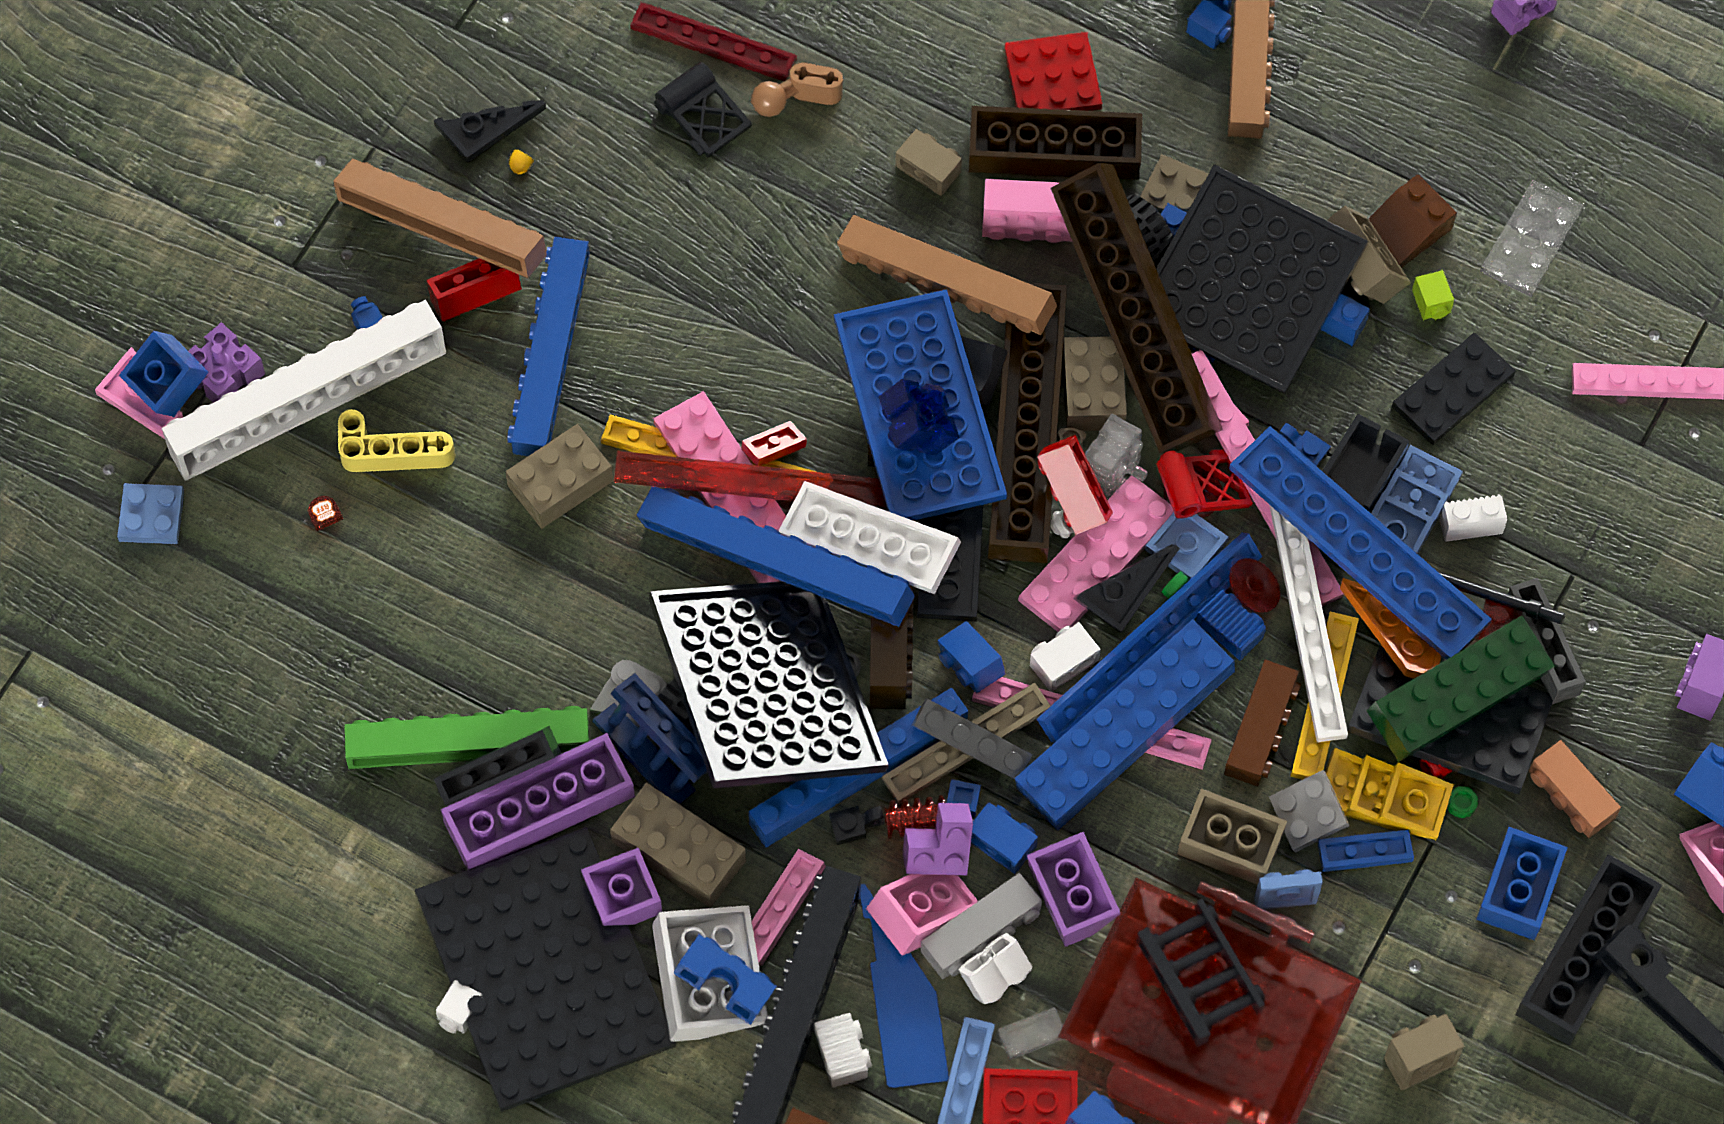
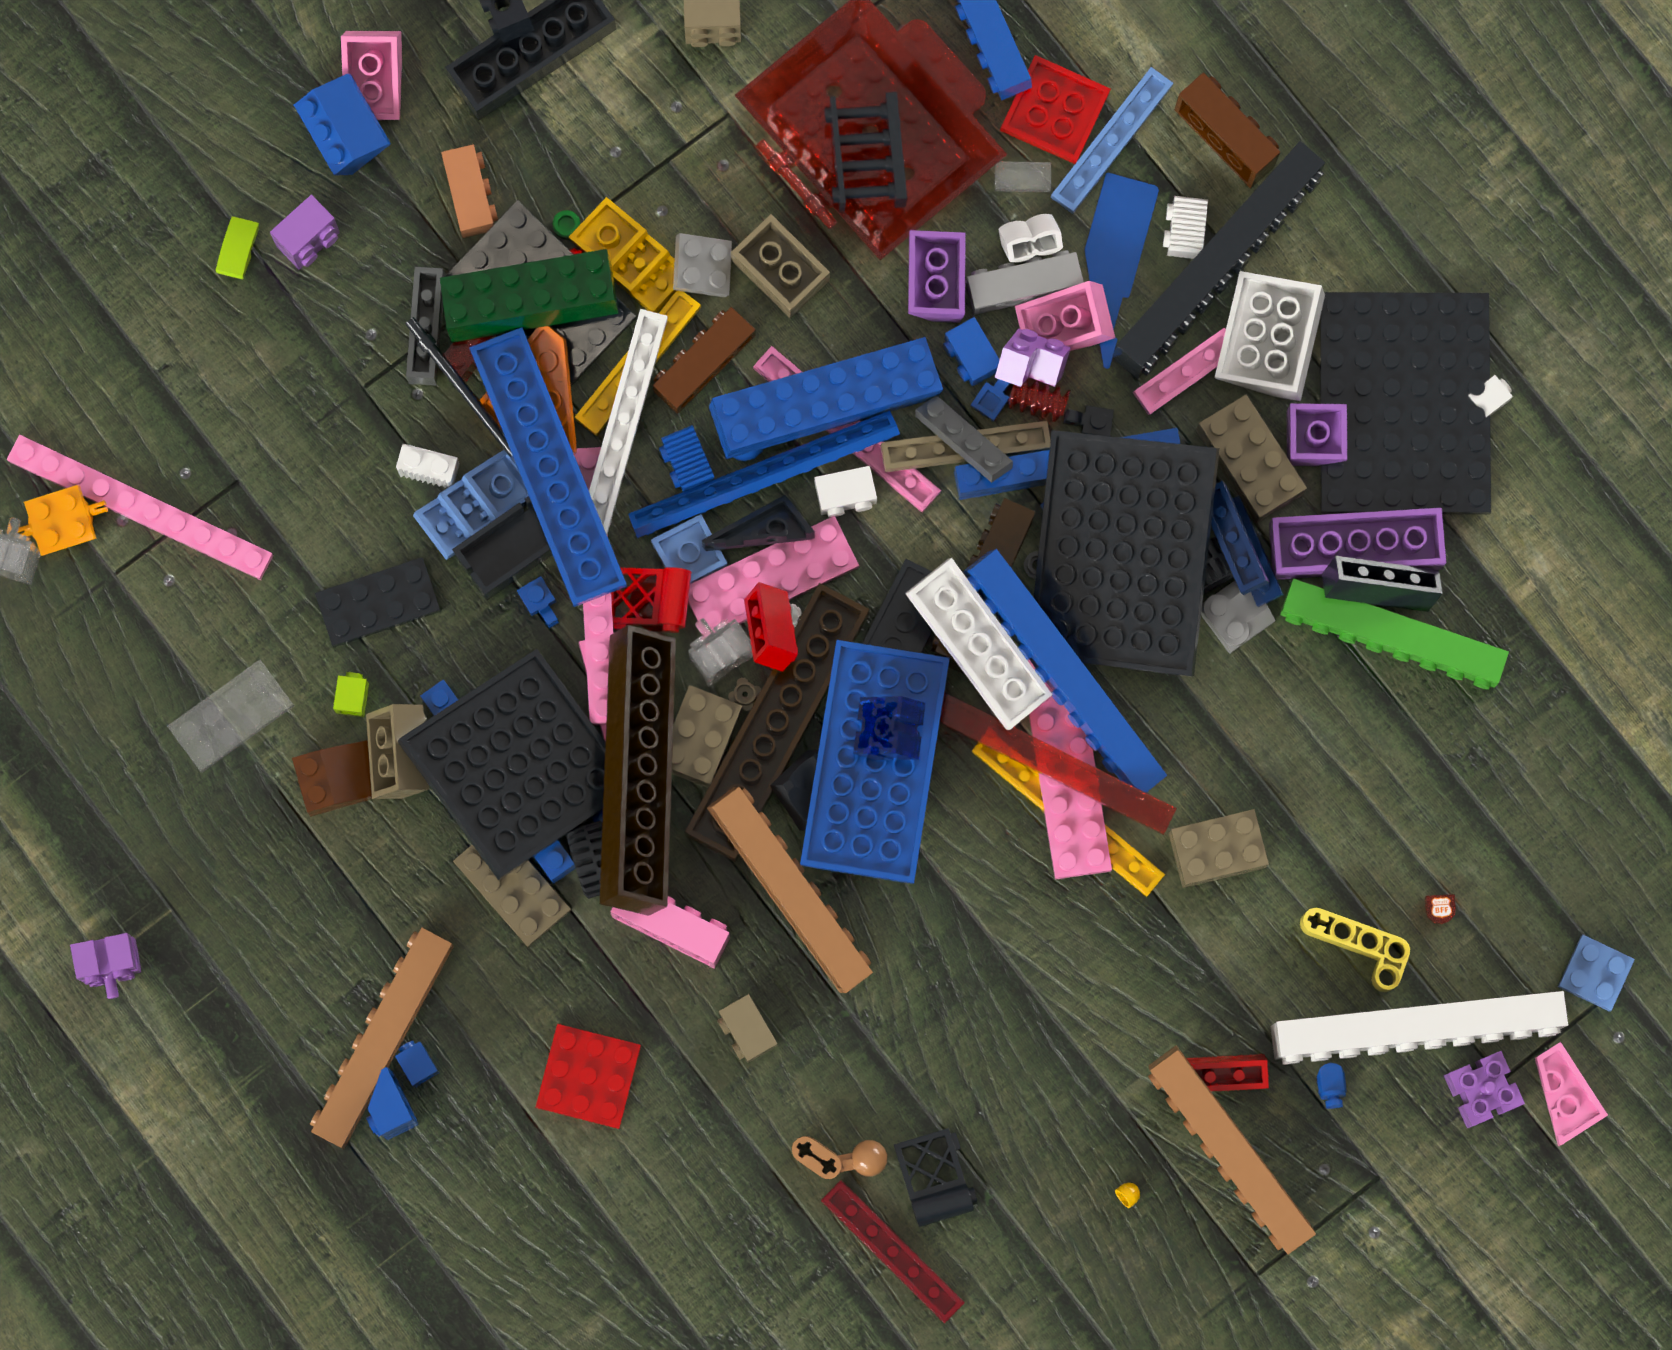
camera: 160 degrees left, 15 degrees up
(163, 373) = (1545, 1086): blue brick -> none
(481, 130) = (1153, 1244): black wing -> none
(550, 345) = (1175, 984): blue brick -> none
(708, 960) = (1277, 329): blue arch -> none
(774, 444) = (1013, 799): plate -> none
(970, 657) = (929, 520): blue brick -> none
(1053, 141) = (623, 994): dark brown brick -> none
(1175, 584) = (718, 516): green tile -> none
(1254, 585) = (642, 481): clear red dish -> none
(1288, 890) = (758, 198): medium blue plate -> none
(1365, 850) = (670, 213): blue plate -> none
(1521, 883) = (557, 125): blue brick -> none

